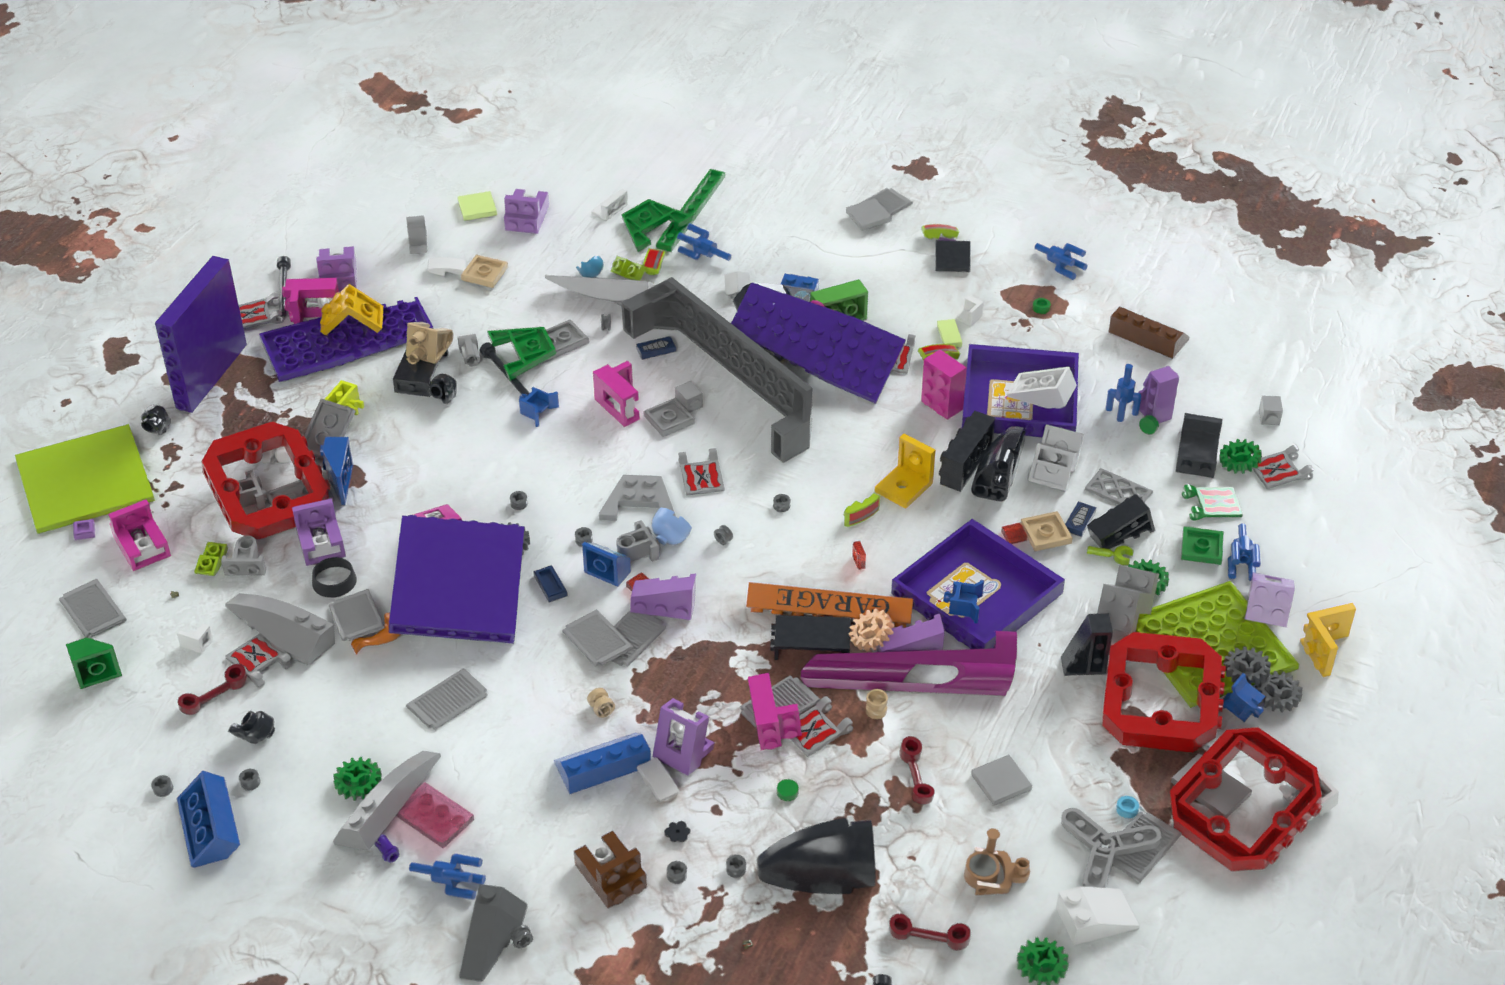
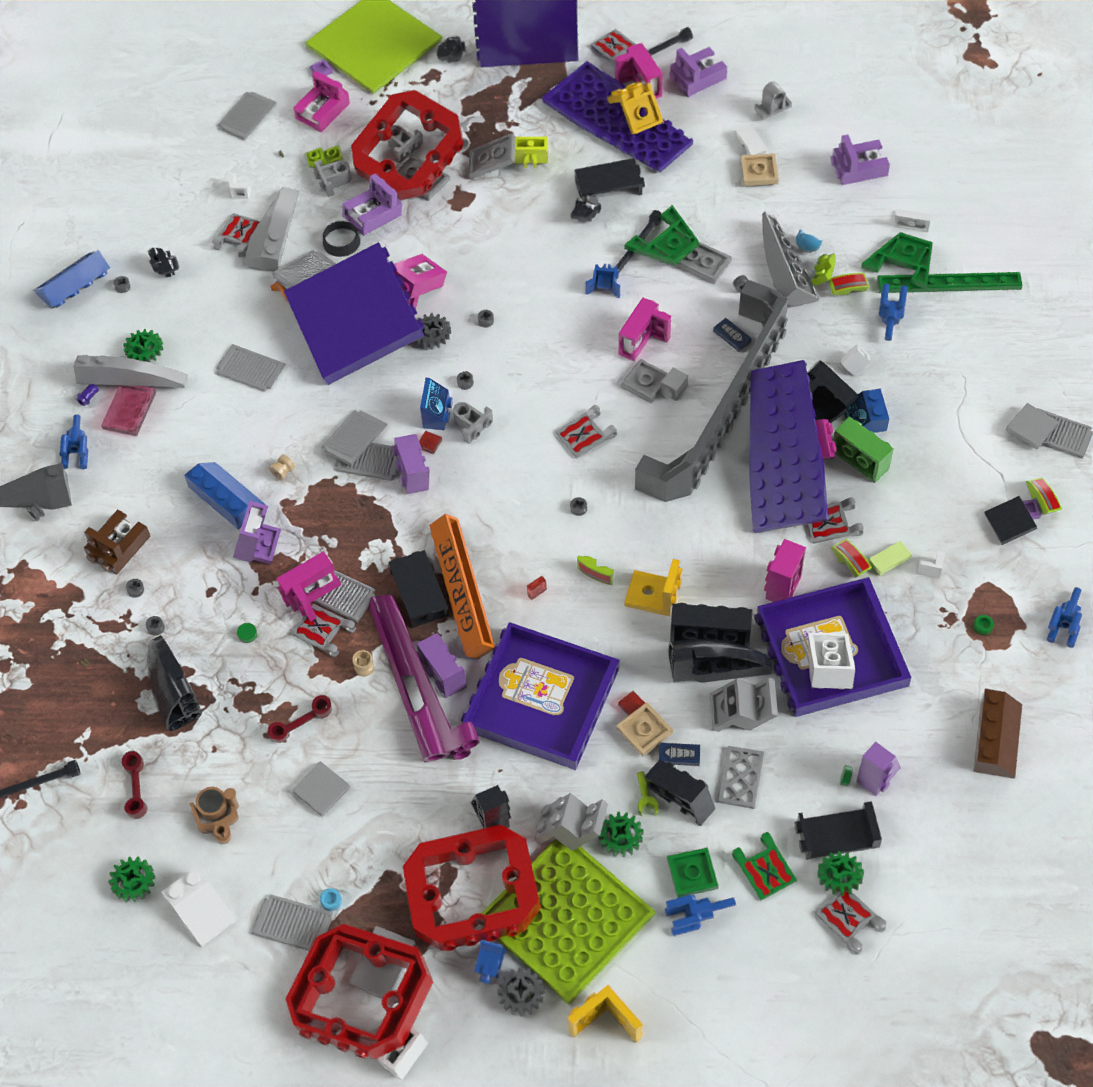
camera: 70 degrees right, 15 degrees up
(93, 661) = (180, 138): green slope -> none
(162, 792) = (96, 242): dark grey bush -> none
(235, 679) = (175, 216): dark red piece -> none
(338, 464) = (450, 184): blue slope -> none
(426, 343) = (620, 169): tan piece -> none
(469, 348) = (653, 201): light grey piece -> none
(477, 205) = (850, 123): yellowish green tile -> none
(550, 583) = (401, 380): dark blue tile -> none
(636, 492) = (538, 396): light grey wing -> none
(658, 779) = (219, 537): white slope -> none
(670, 528) = (497, 434): light blue cylinder -> none
(677, 831) = (174, 572): black plant -> none
(723, 535) = (513, 477): dark grey bush -> none
(871, 630) = (431, 625): light nougat gear -> none
(964, 599) = (503, 682): blue piece -> none
(1120, 844) = (257, 892): light grey piece -> none
(1124, 394) = (865, 735): blue plant -> none
(1247, 662) = (528, 961): dark grey gear -> none
(1270, 410) = (931, 885): light grey brick -> none
(1270, 599) = (637, 949): medium lavender brick -> none

